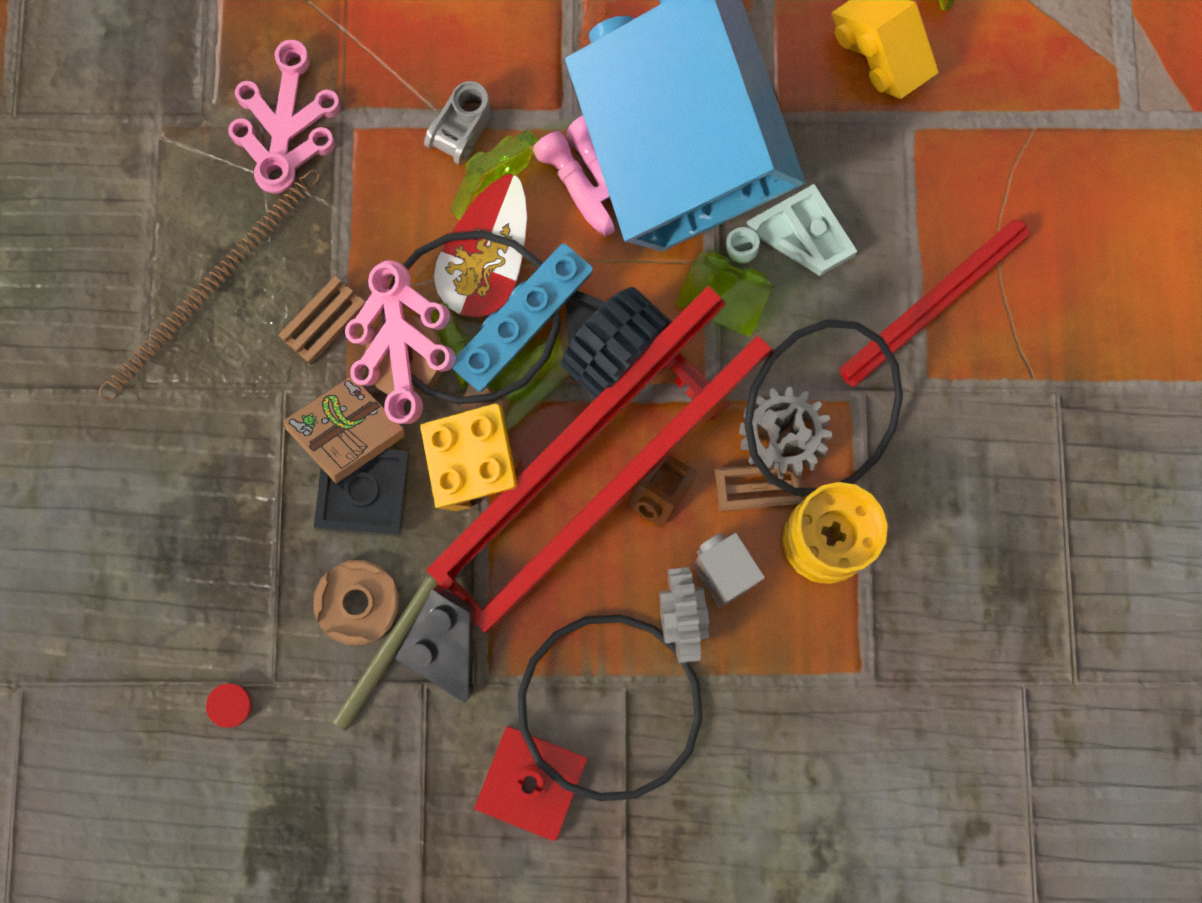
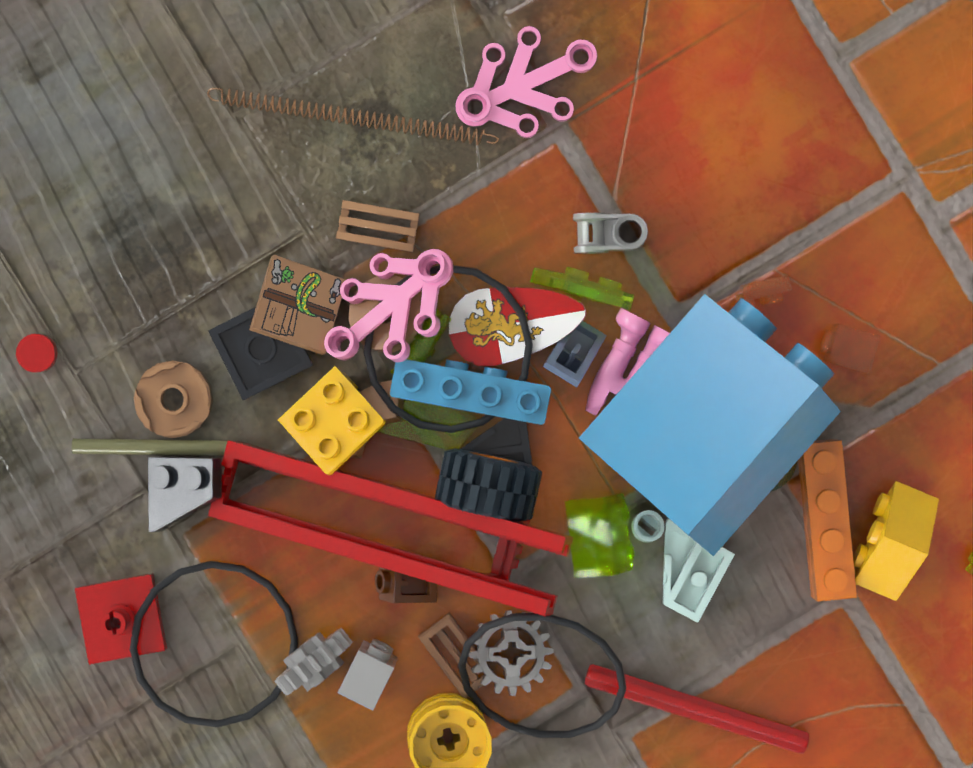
camera: 60 degrees right, 10 degrees up
(550, 219) = (575, 353): none -> sand blue slope
(835, 90) = (827, 521): none -> orange brick

